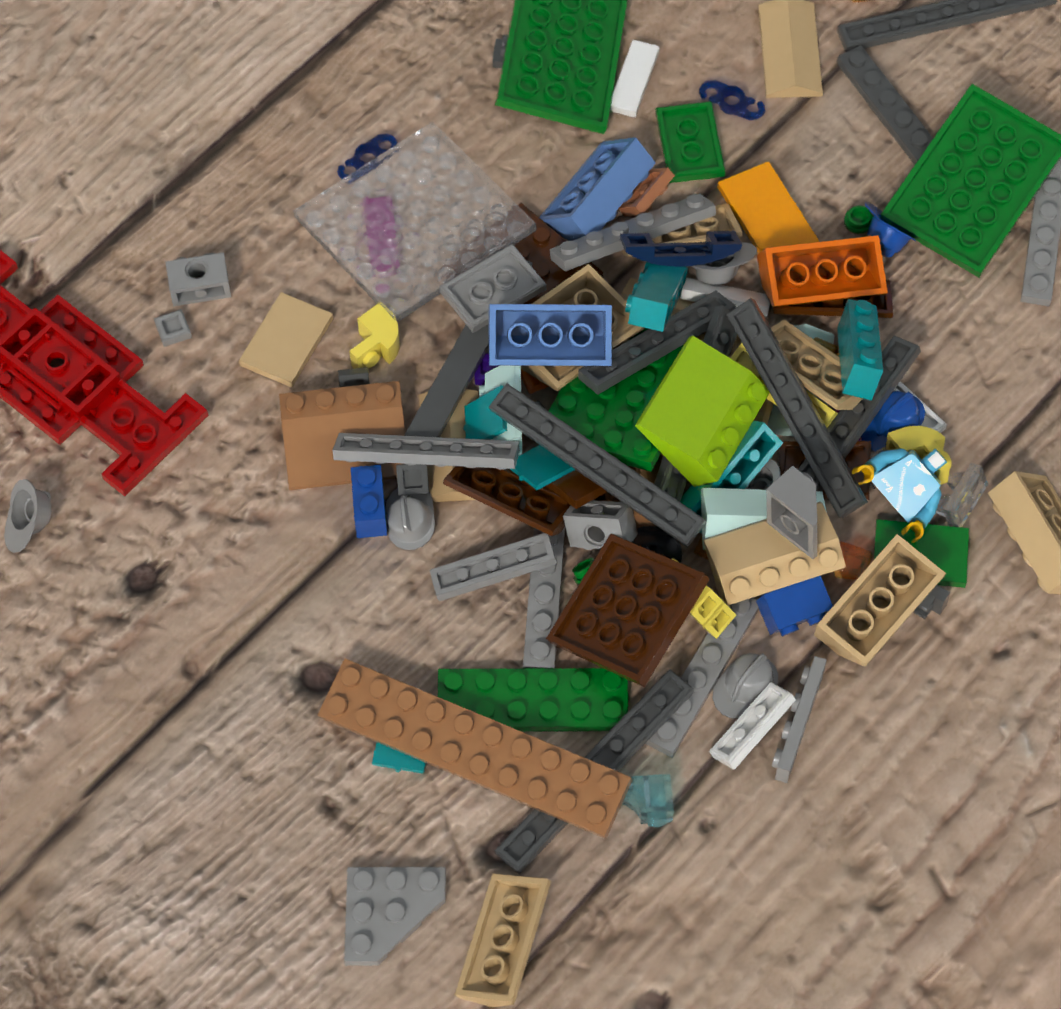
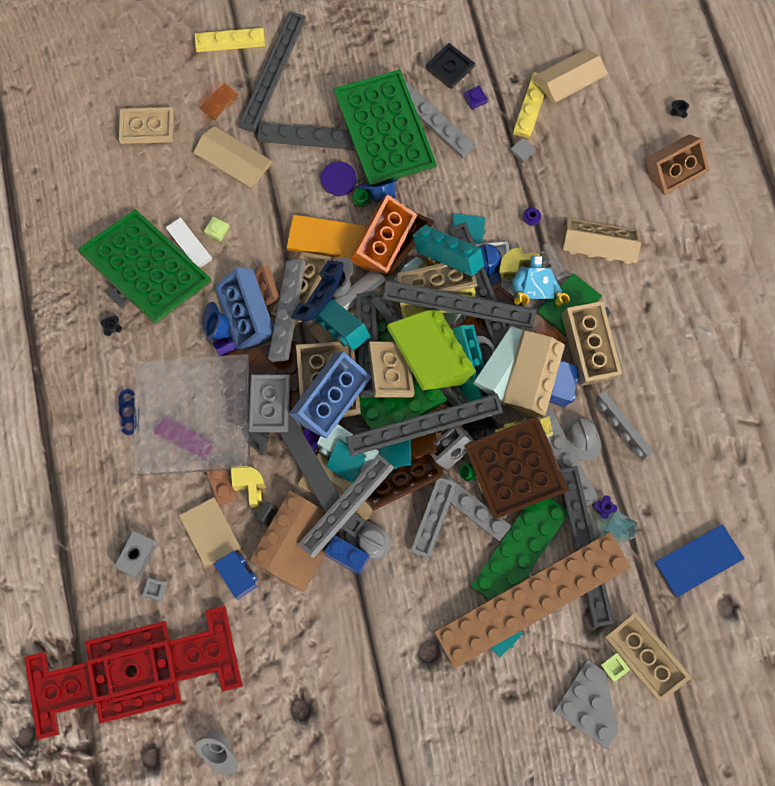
camera: 55 degrees left, 10 degrees up
(253, 398) = (236, 575): none -> blue brick
(344, 321) = (222, 486): none -> nougat plate
(441, 314) = (259, 441): none -> dark grey tile
(459, 907) = (614, 667): none -> yellowish green plate
(460, 62) = (106, 325): none -> black plate
(531, 199) = (224, 346): none -> dark purple plate
(552, 173) = (215, 323): none -> blue piece
(631, 378) = (389, 371): none -> tan plate
(665, 757) = (599, 506): none -> dark purple plate
(678, 92) = (216, 229): none -> yellowish green plate
(687, 930) = (699, 560): none -> blue tile
(690, 141) = (249, 243): green tile -> none
(739, 109) = (232, 206): clear blue piece -> none
(752, 725) = (612, 451): white tile -> none
(794, 509) = (532, 345): light grey slope -> none
(863, 179) = (338, 178): none -> dark purple tile
(929, 371) = (474, 223): none -> teal piece
(1007, 438) = (529, 220): none -> dark purple plate

